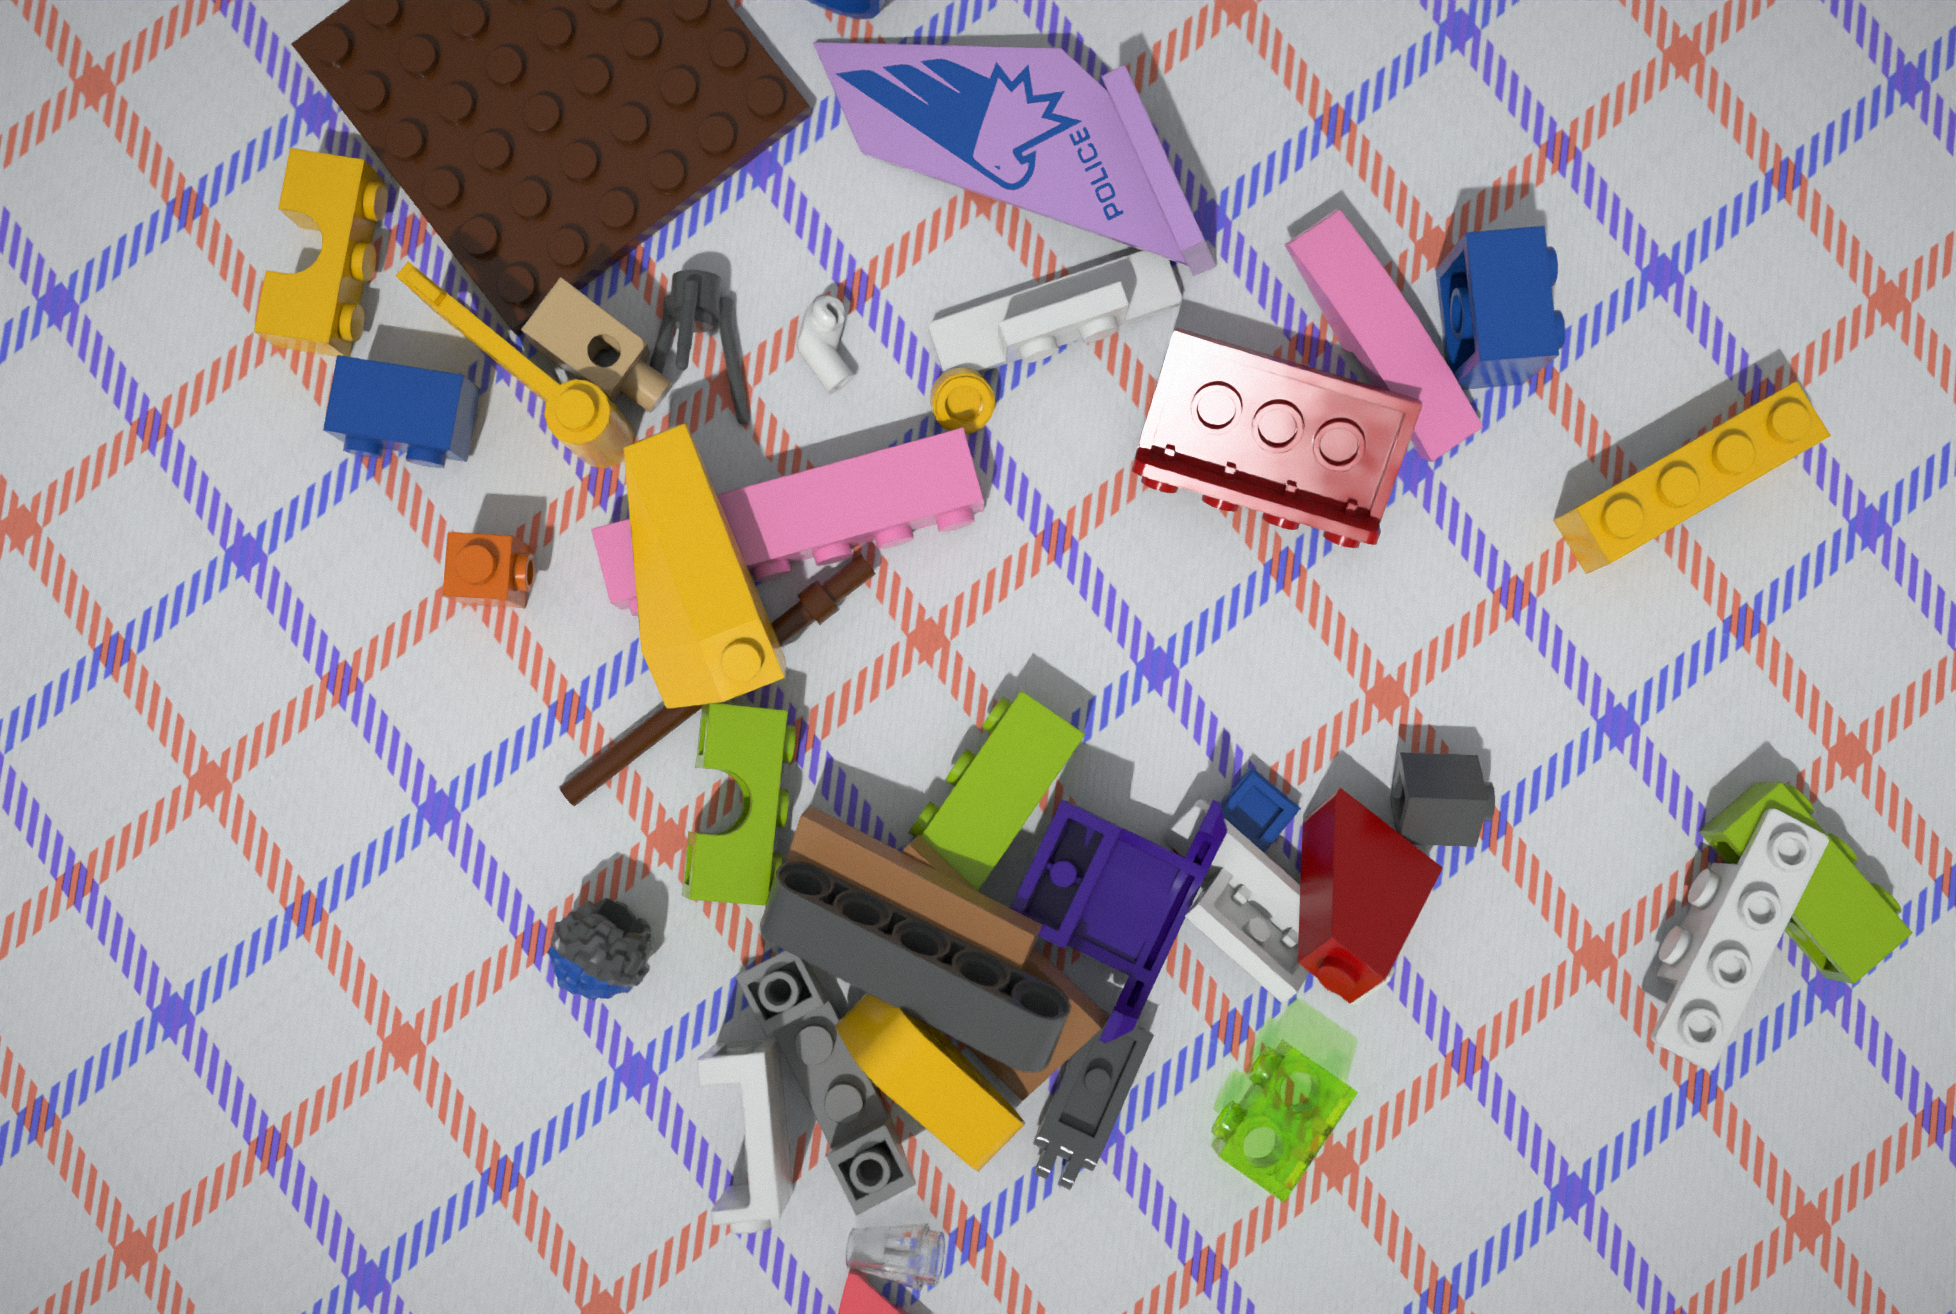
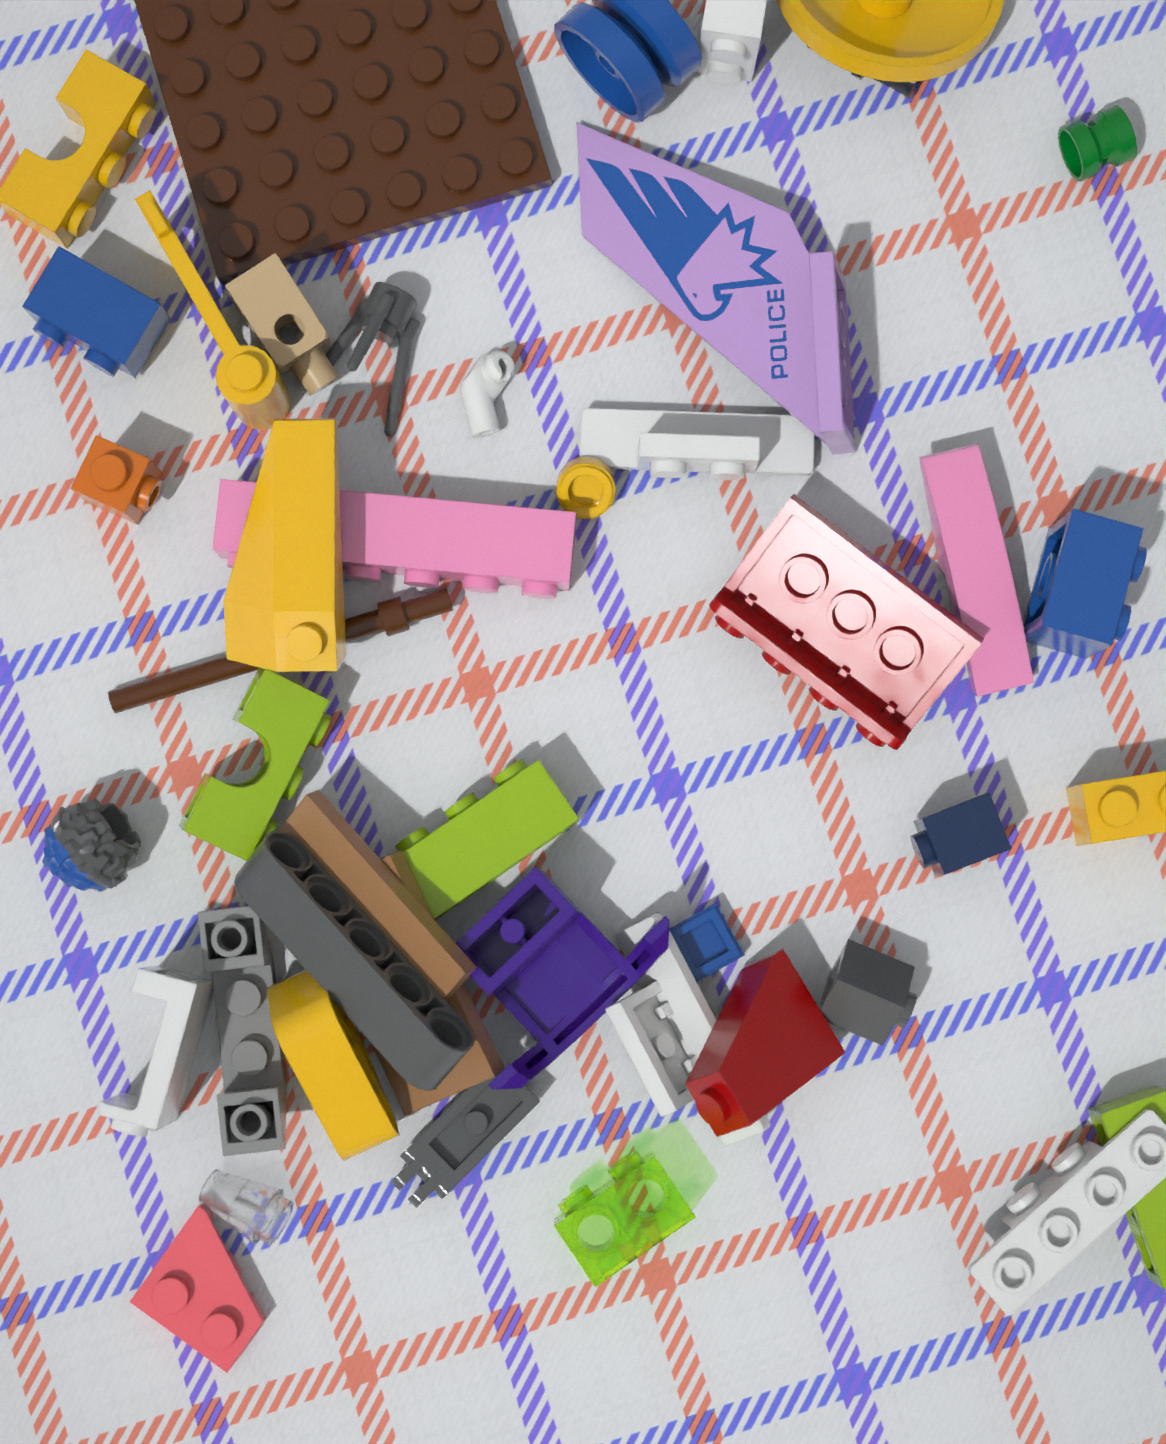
camera: 15 degrees right, 0 degrees up
(1472, 606) = (959, 836): none -> dark blue brick

